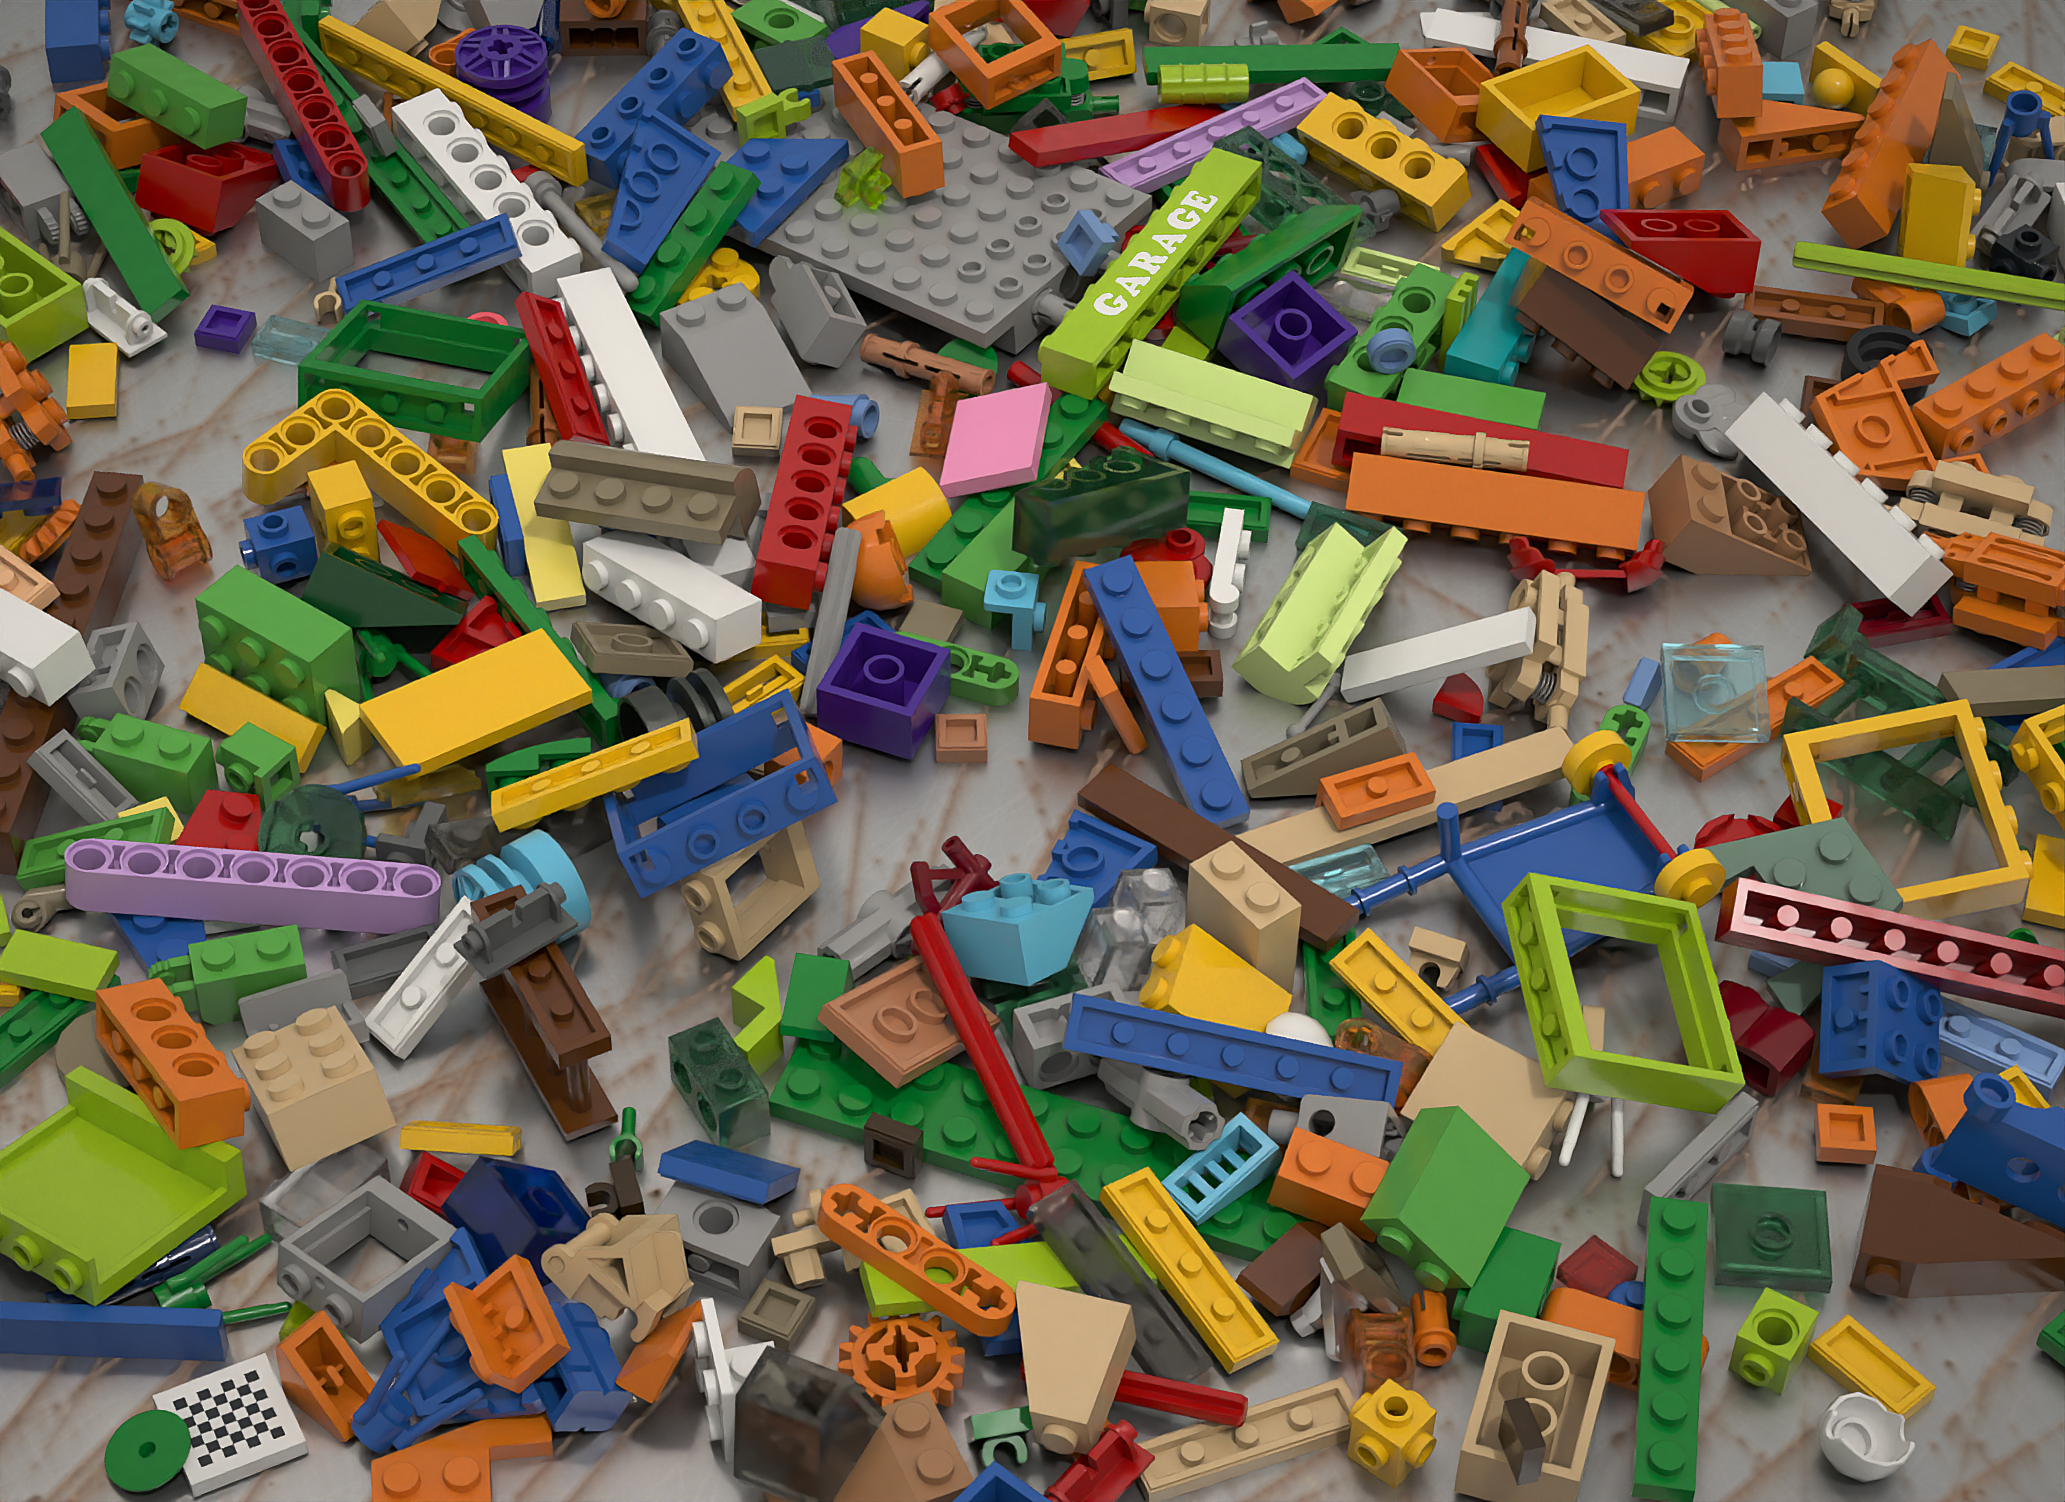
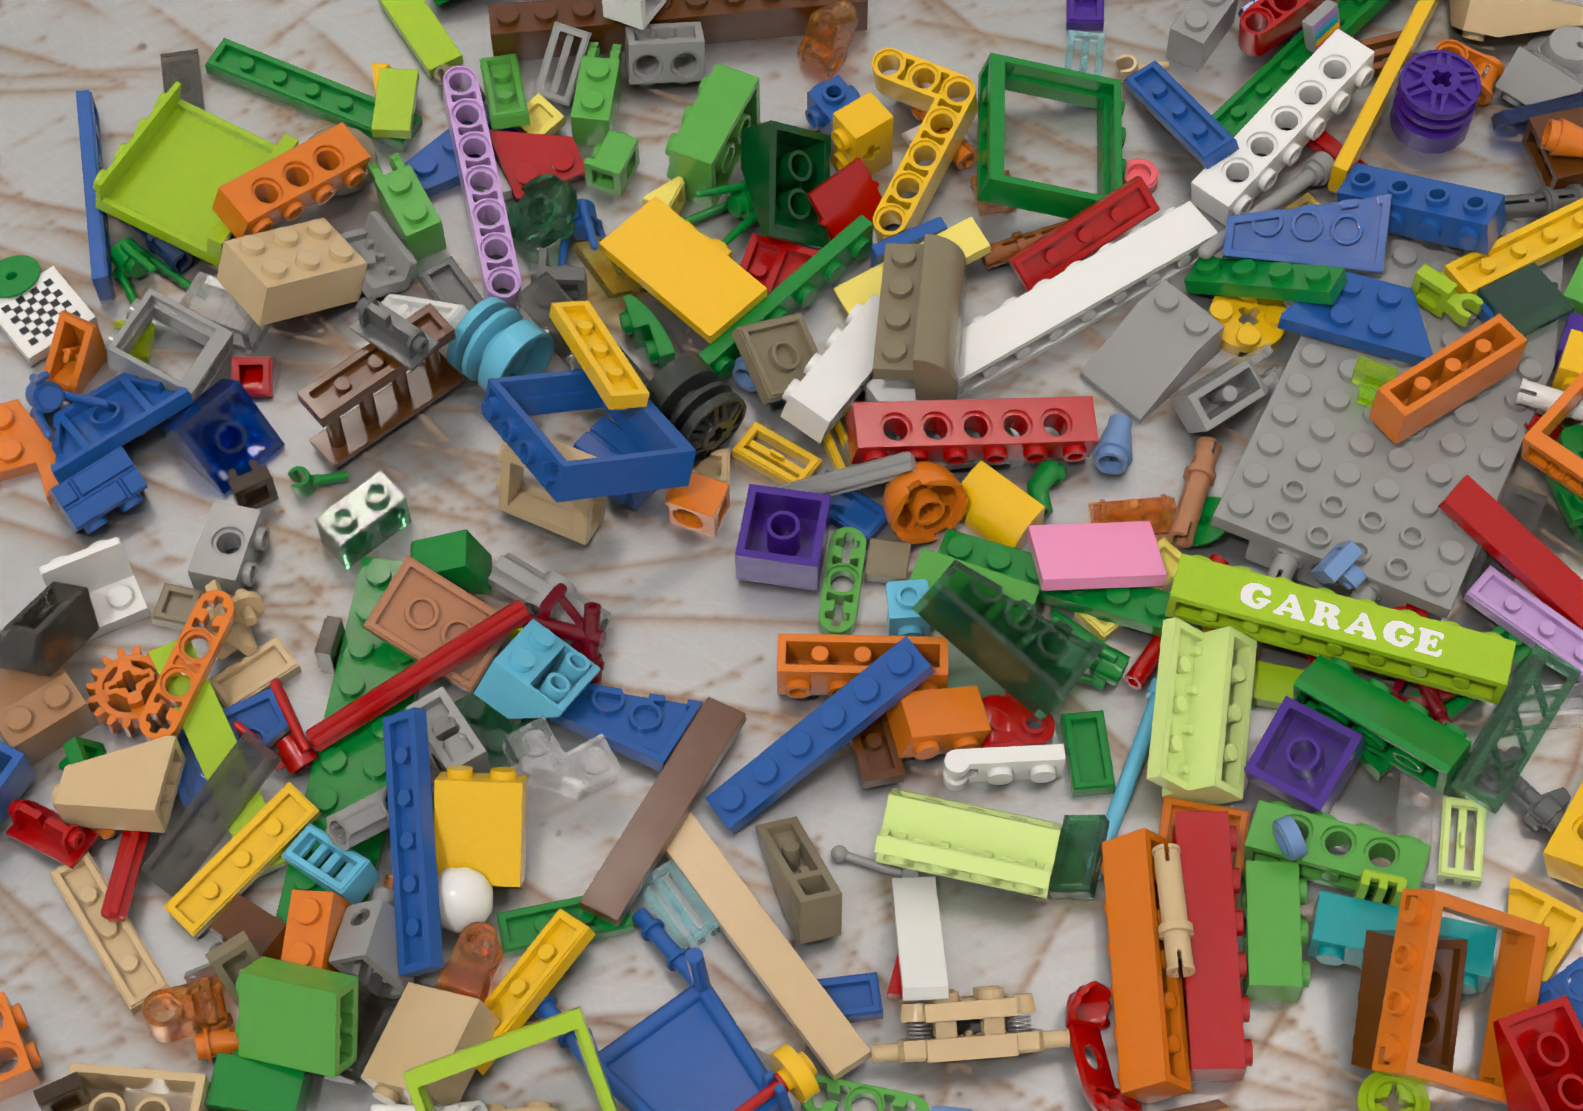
camera: 80 degrees right, 15 degrees up
(231, 703) = (653, 162): yellow tile -> none
(461, 1137) = (285, 374): yellow tile -> none
(508, 1326) = (90, 430): orange bracket -> none
(624, 1266) = (167, 506): tan piece -> none
(659, 1354) = (136, 541): orange slope -> none
(728, 1171) = (277, 542): blue tile -> none
(757, 431) = (1078, 382): tan tile -> none
(759, 1014) = (449, 518): lime slope -> none
(961, 738) = (769, 609): nougat tile -> none
(1115, 705) = (798, 692): orange tile -> none
(1245, 911) = (567, 832): tan brick -> none
(1375, 791) = (754, 915): orange panel -> none
(1391, 1432) = (111, 1023): yellow brick -> none
(1439, 951) = (602, 994): tan tile -> none

